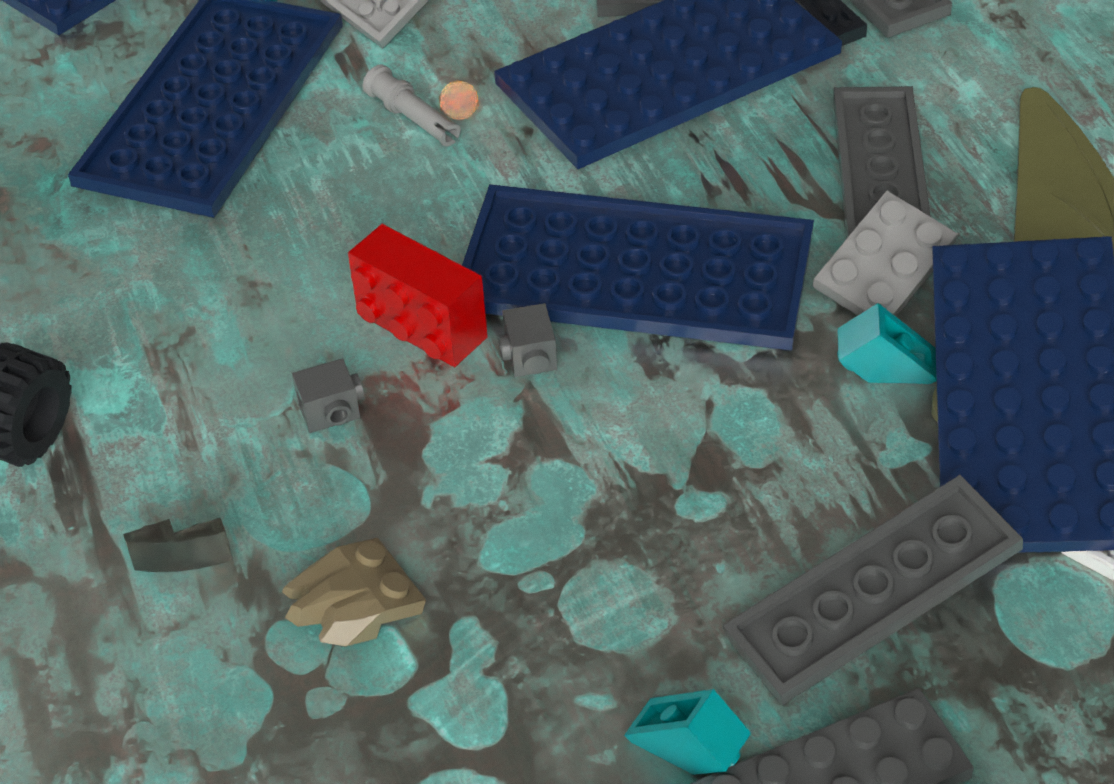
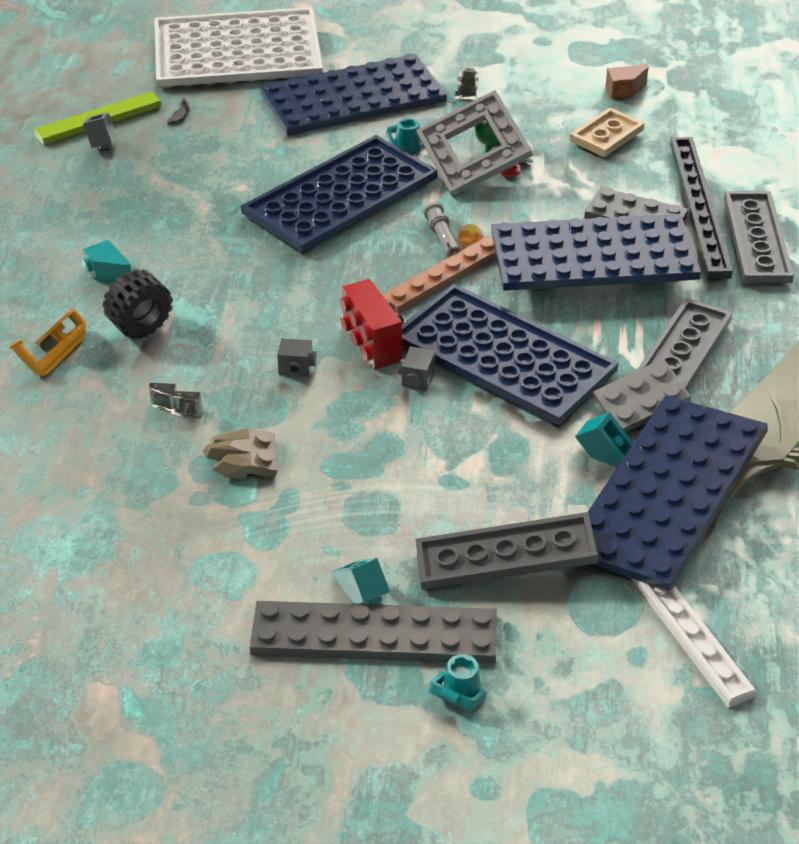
camera: 25 degrees right, 5 degrees down
(459, 170) = (441, 275): none -> nougat plate

